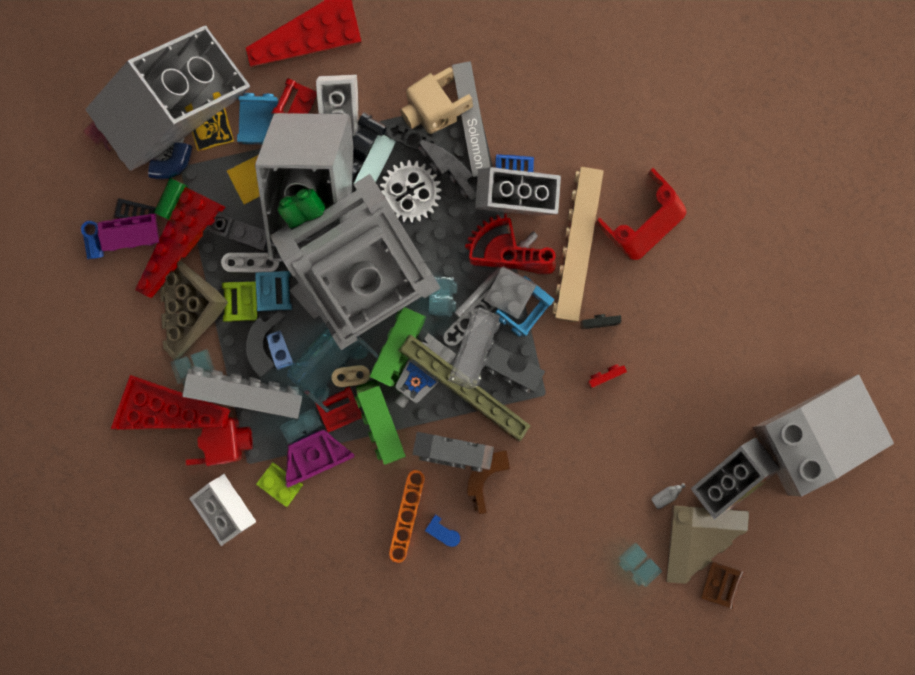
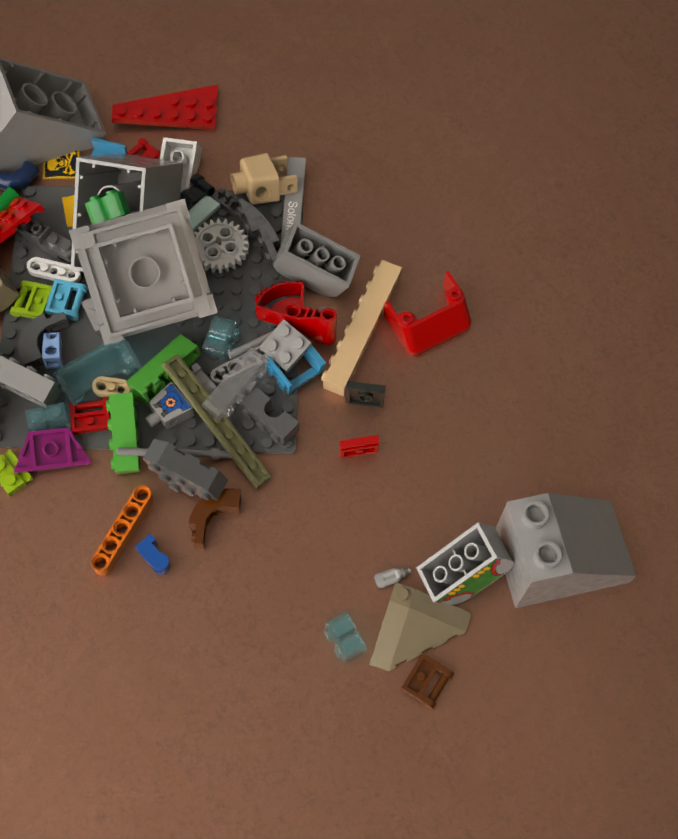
camera: 15 degrees right, 20 degrees down
(469, 418) = (213, 454): none -> light grey bar

